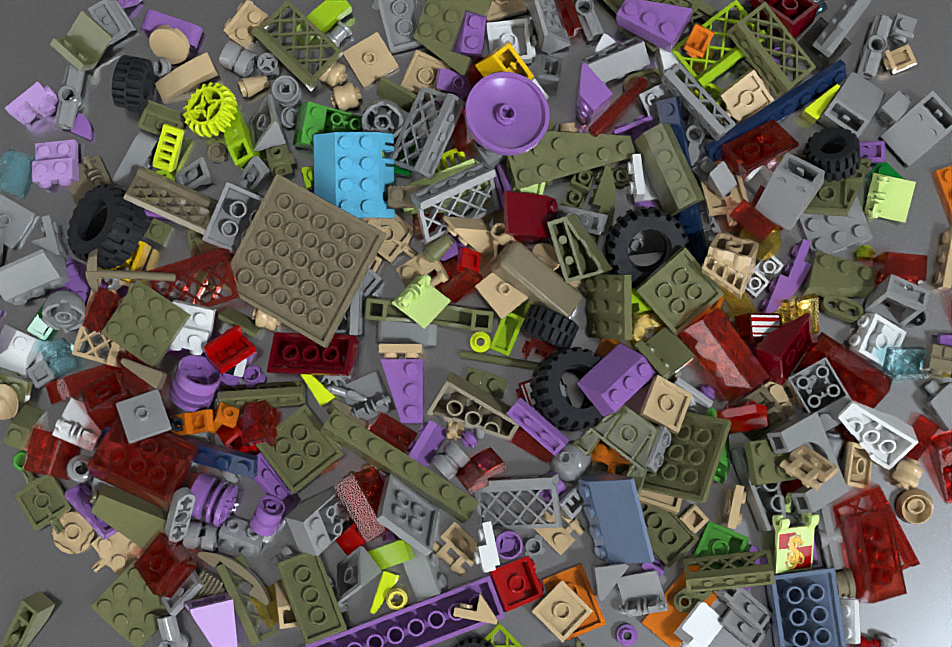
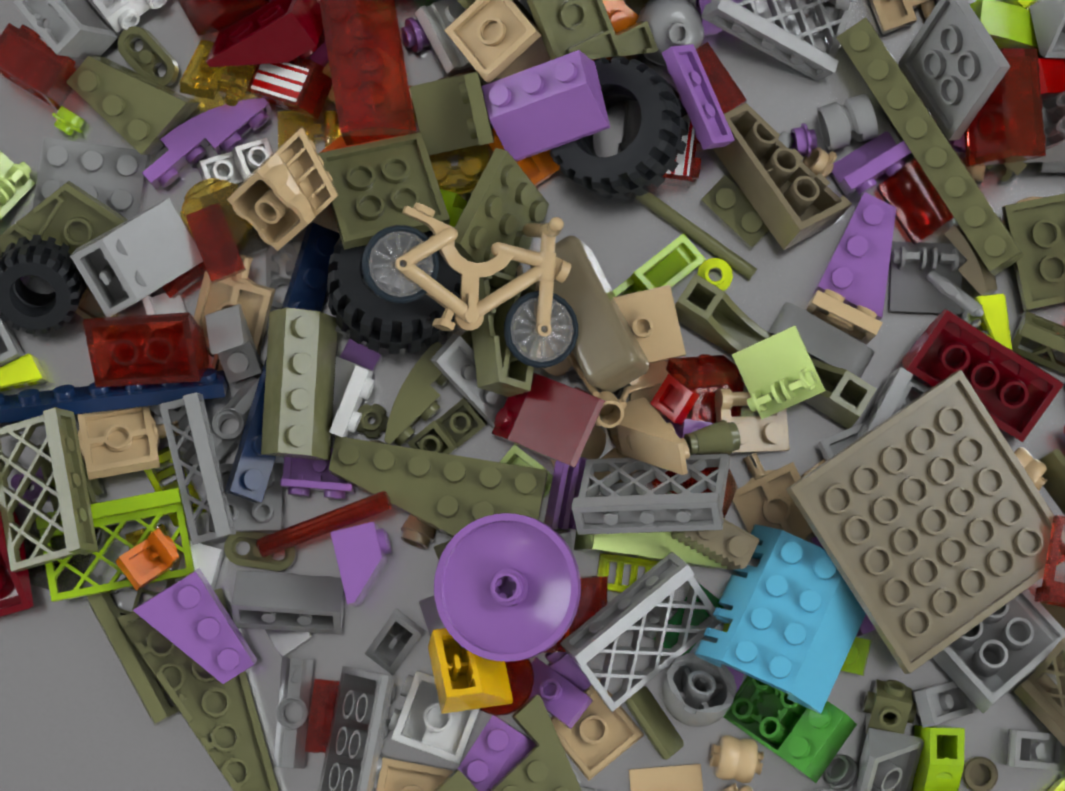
camera: 155 degrees left, 0 degrees up
(479, 468) = (810, 82): clear red slope -> none
(542, 349) = (629, 218): clear red bracket -> none
(549, 327) = (605, 236): black tyre -> none
(559, 256) = (538, 327): none -> piece

